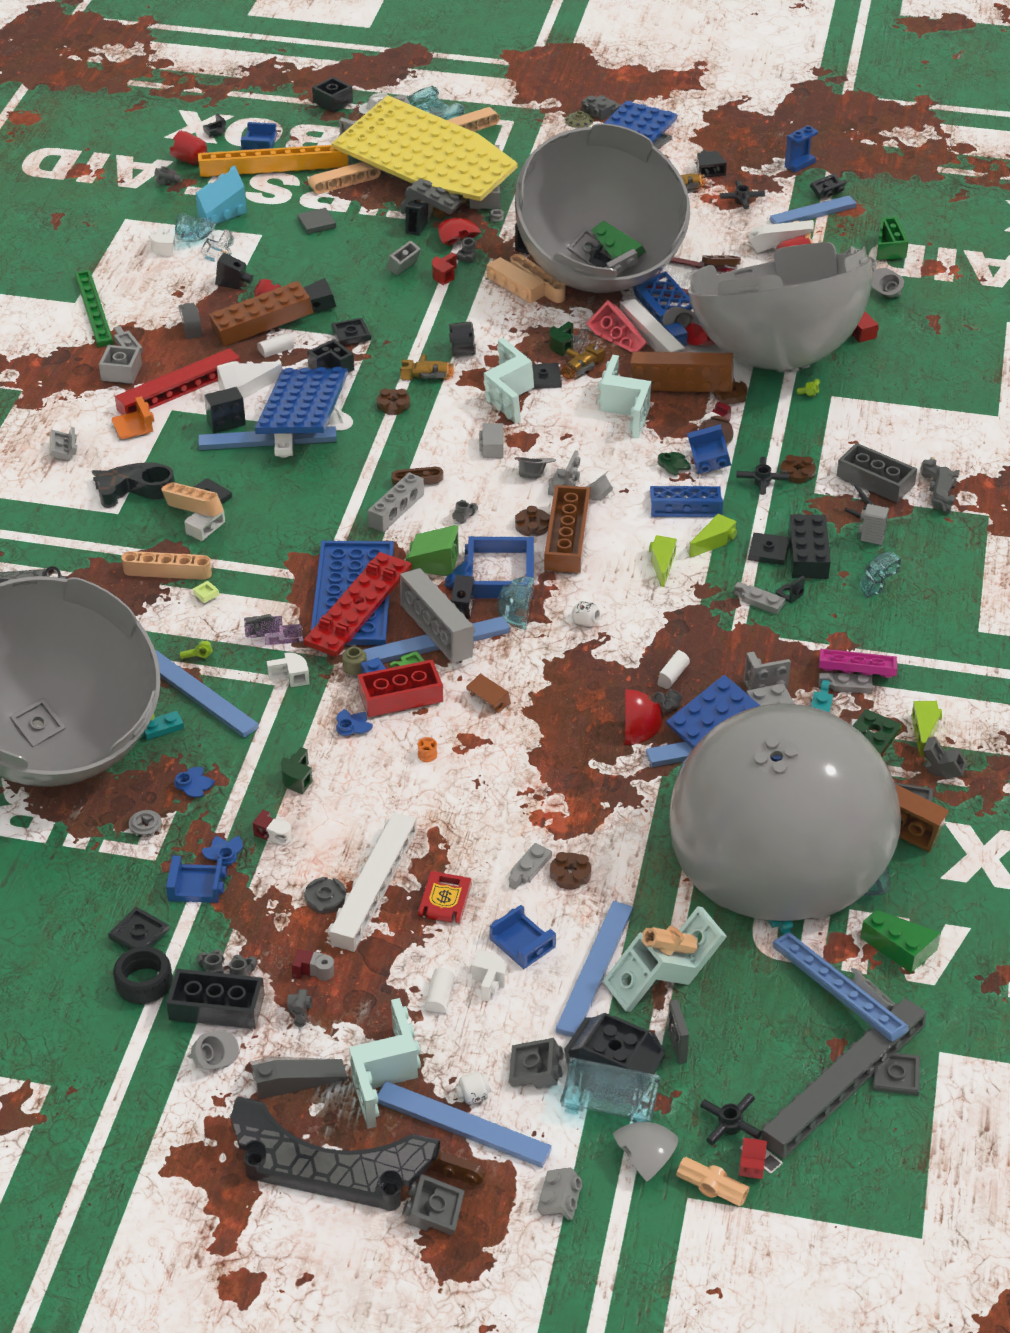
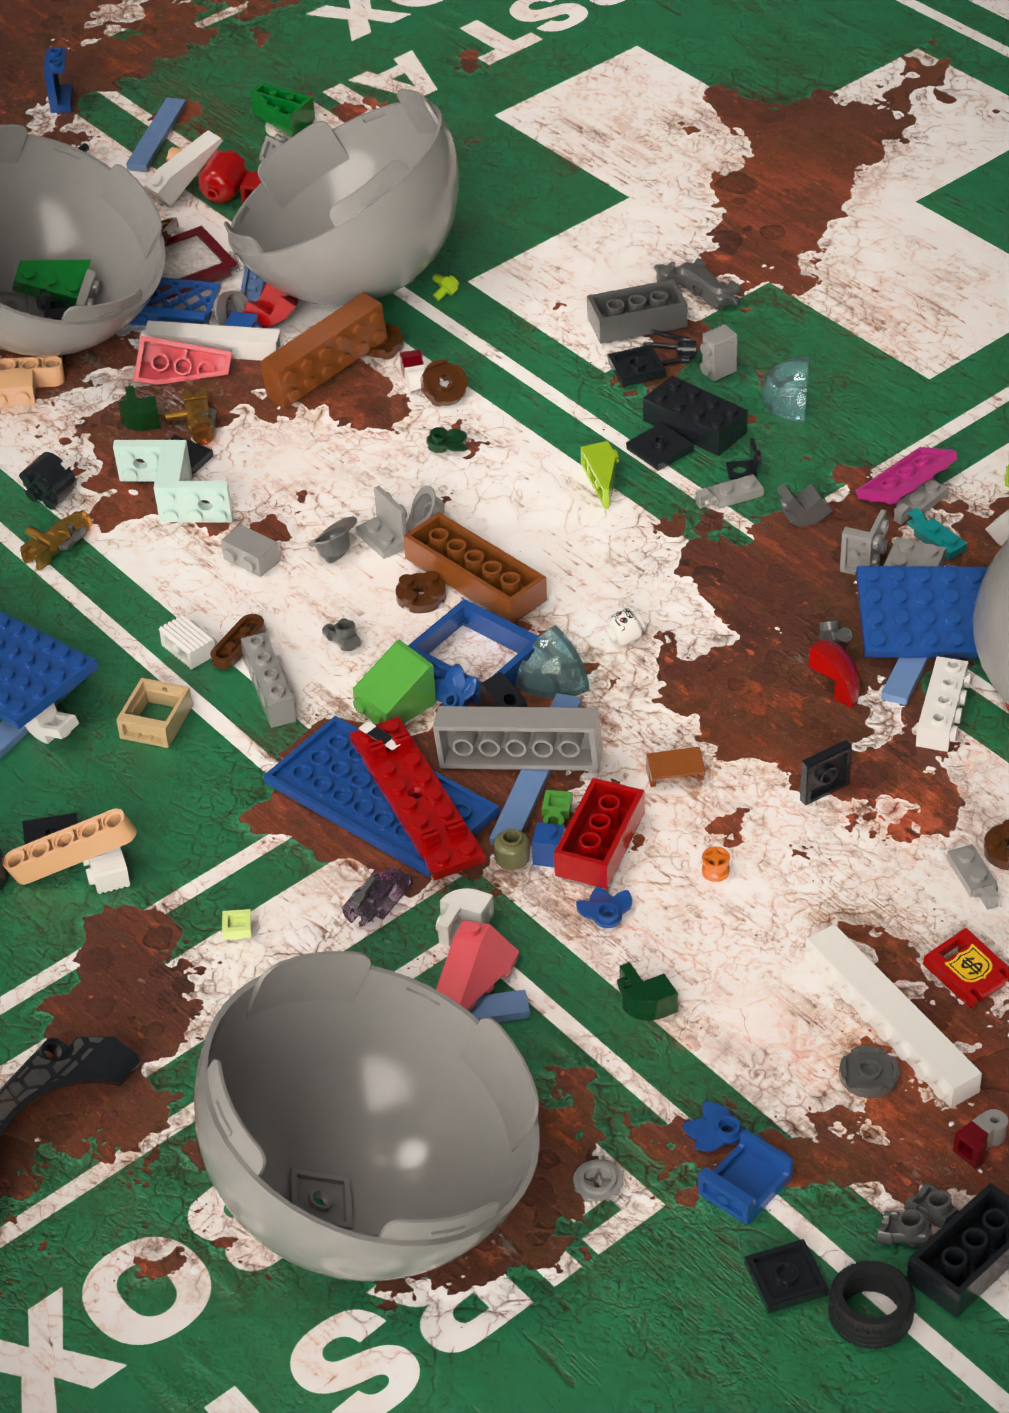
camera: 50 degrees left, 0 degrees up
(166, 565) = (147, 937): light nougat beam -> none
(193, 782) = (568, 1100): blue plate -> none
(255, 690) = (475, 963): none -> coral wedge
(272, 829) = (721, 1064): leg -> none
(326, 468) = (148, 730): none -> tan window
(384, 561) = (377, 733): none -> sticker
(393, 401) = (66, 591): reddish brown plate -> none
(396, 457) = (187, 641): none -> white brick
(539, 754) = (825, 772): none -> black plate
(624, 396) = (308, 411): light aqua bracket -> none
(650, 781) = (942, 704): none -> white brick
(662, 556) = (596, 525): lime slope -> none
(673, 669) = (780, 610): white brick -> none
(686, 507) = (527, 470): blue fence -> none
(709, 449) = (467, 402): blue panel -> none
(762, 475) = (546, 388): black bar -> none
(775, 634) = (804, 508): none -> dark grey brick
(806, 467) = (559, 361): reddish brown plate -> none
(827, 186) = (134, 102): black bracket -> none
(831, 500) = (636, 365): none -> black plate

